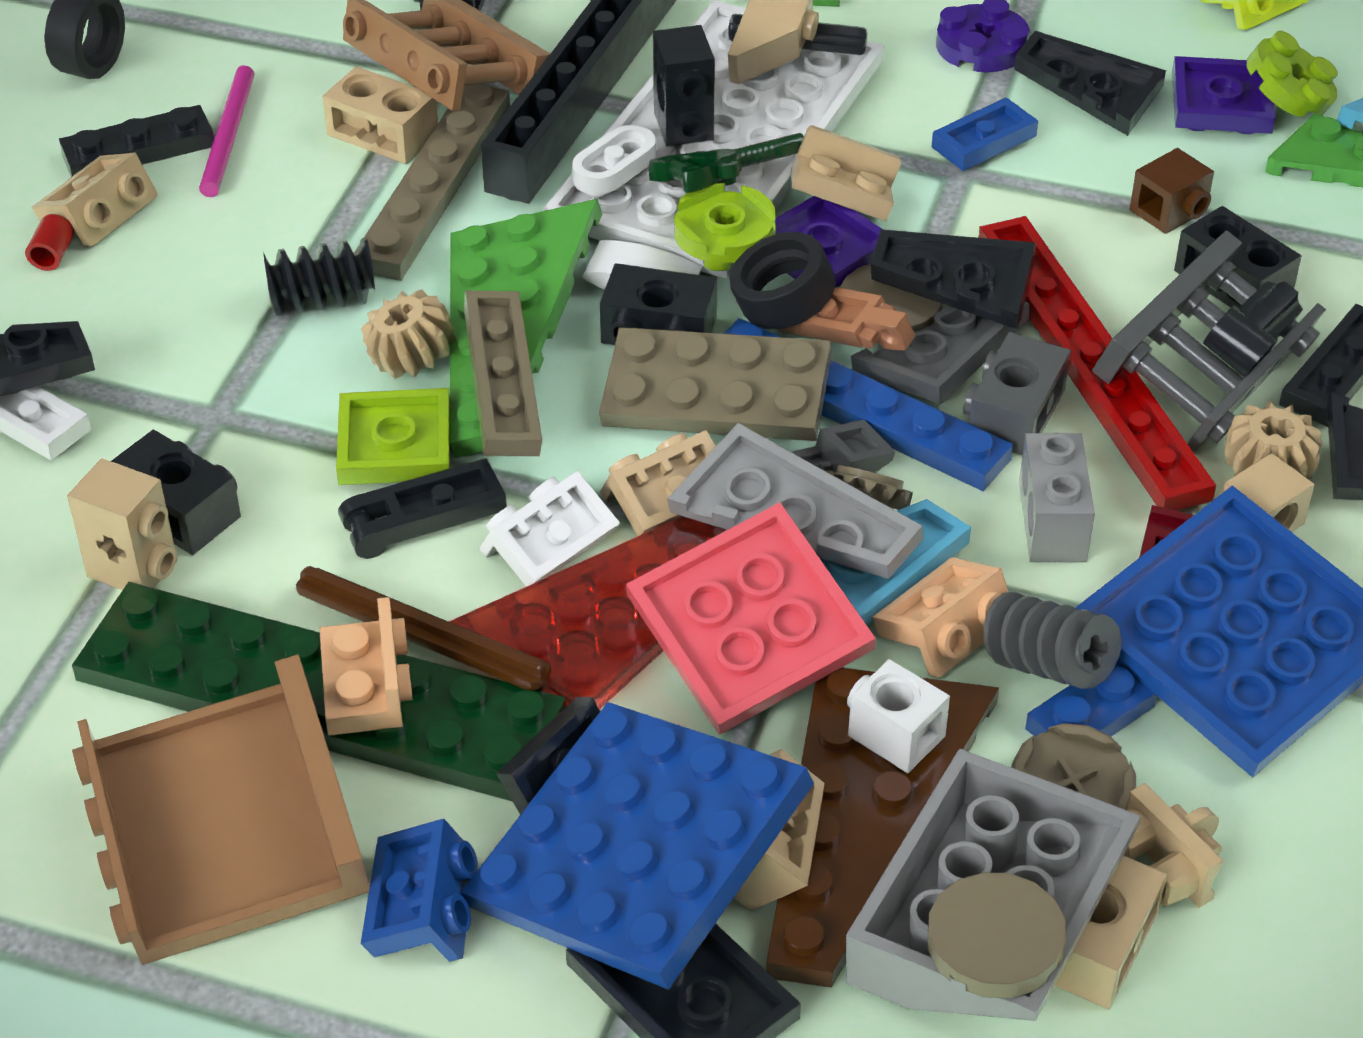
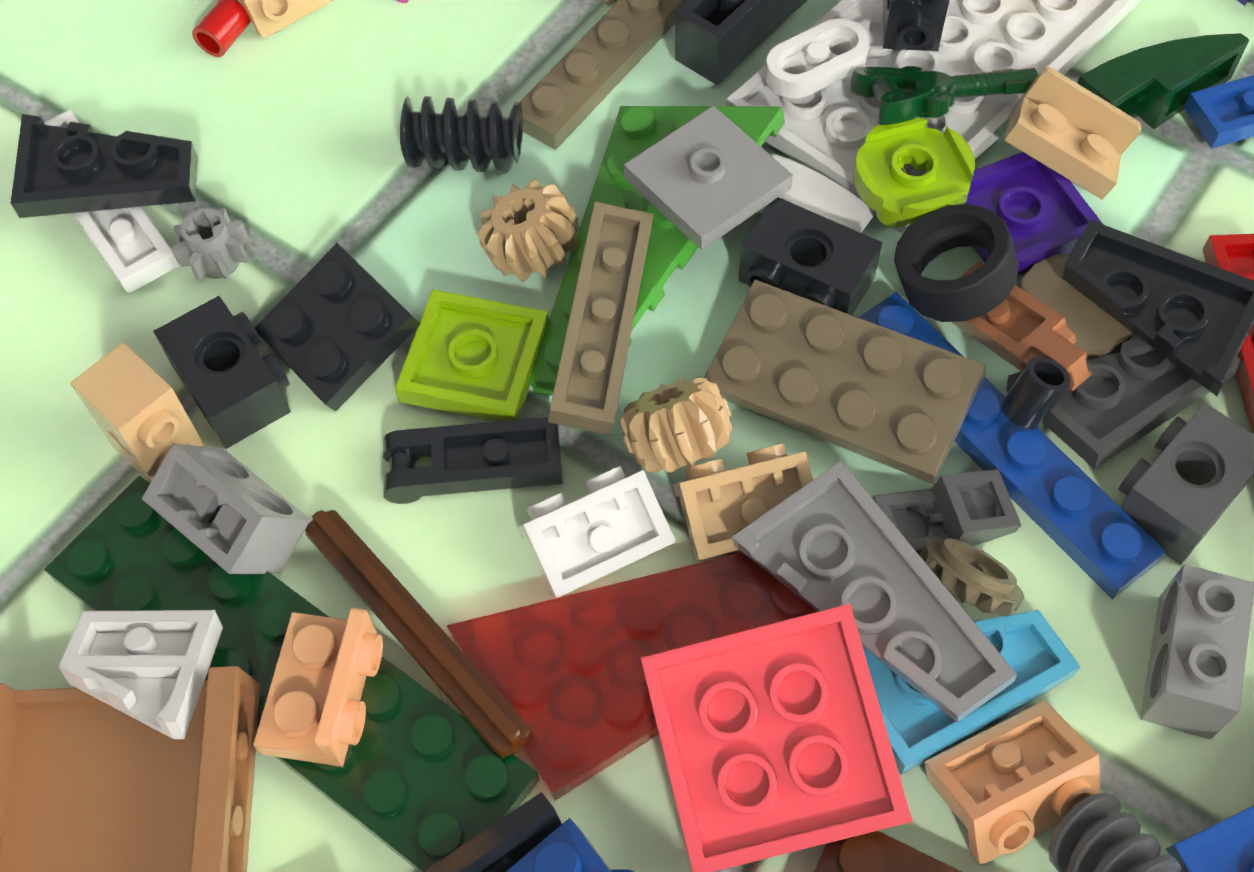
camera: 20 degrees right, 15 degrees up
(118, 402) = (210, 243): none -> light grey gear
(205, 685) = (144, 662): none -> white wing
(226, 575) = (225, 509): none -> light grey brick
(266, 436) = (336, 327): none -> black plate
(553, 258) = (707, 177): none -> light grey plate
(592, 437) = (676, 425): none -> tan gear
(876, 353) = (1035, 392): none -> black hinge
(907, 122) = (1160, 77): none -> dark green slope

